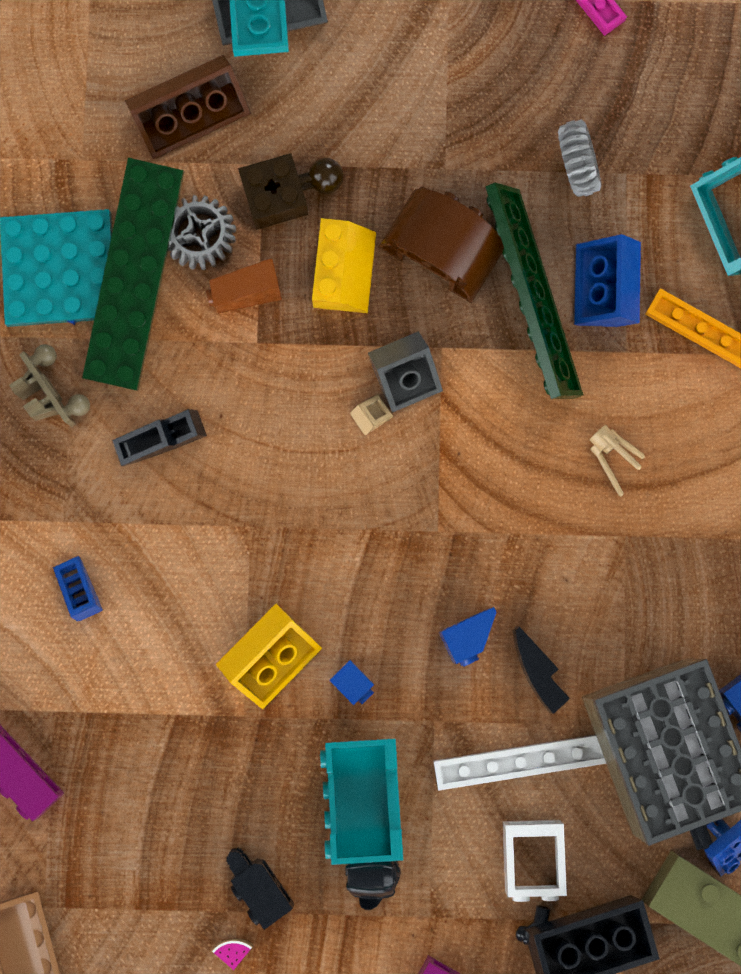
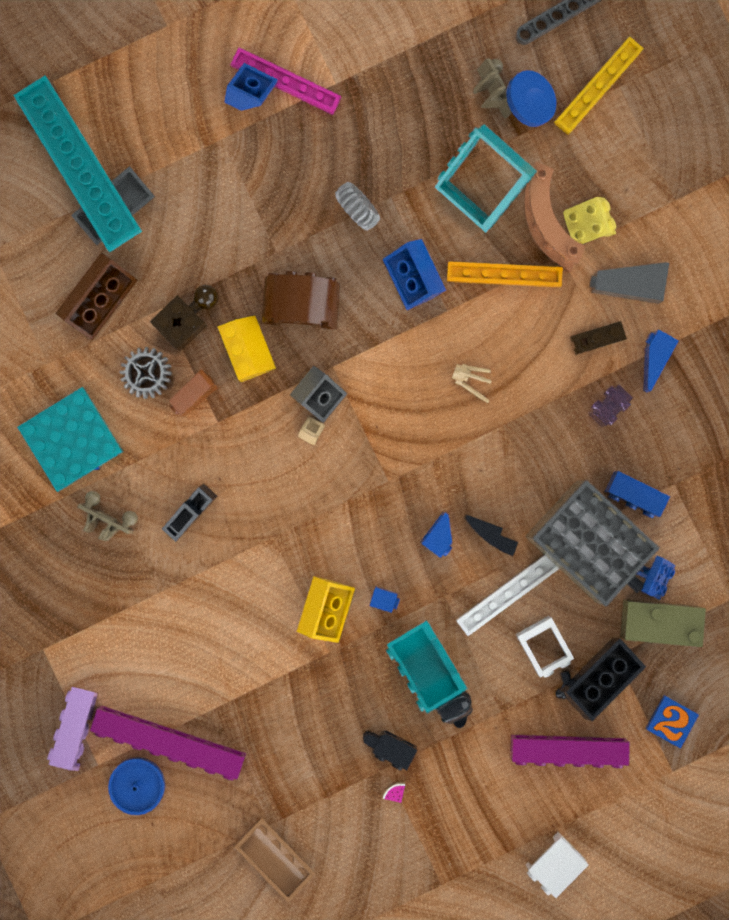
camera: 25 degrees left, 5 degrees up
(88, 609) = (196, 644): blue slope -> none
(133, 274) = (120, 420): dark green plate -> none
(534, 292) = (371, 304): dark green plate -> none

